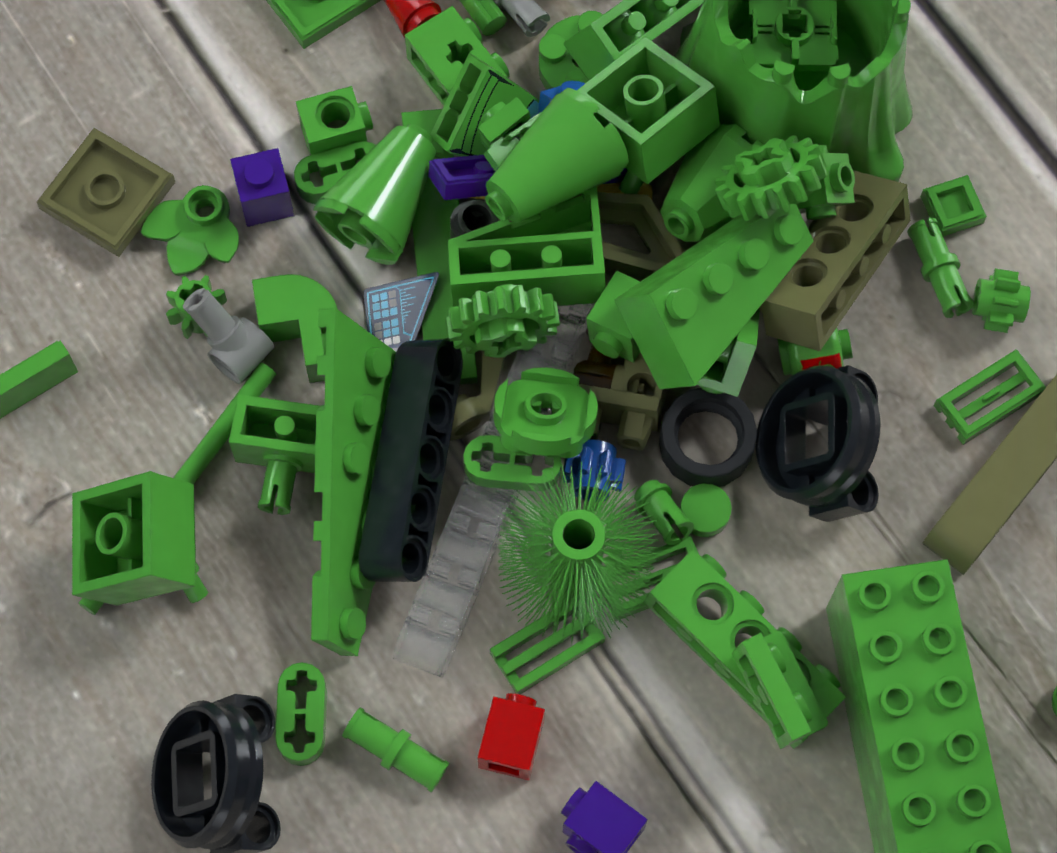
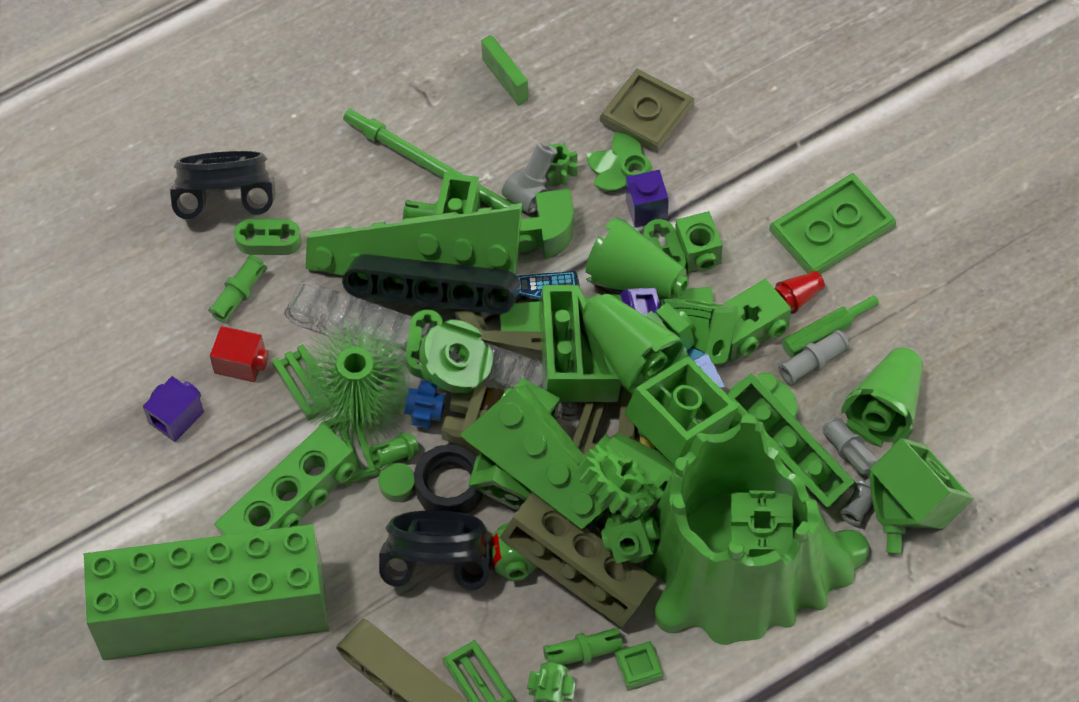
camera: 95 degrees right, 10 degrees down
(135, 540) = (374, 126): bright green piece -> none
(503, 320) = (520, 324): bright green gear -> none
(779, 688) = (243, 494): bright green bracket -> none

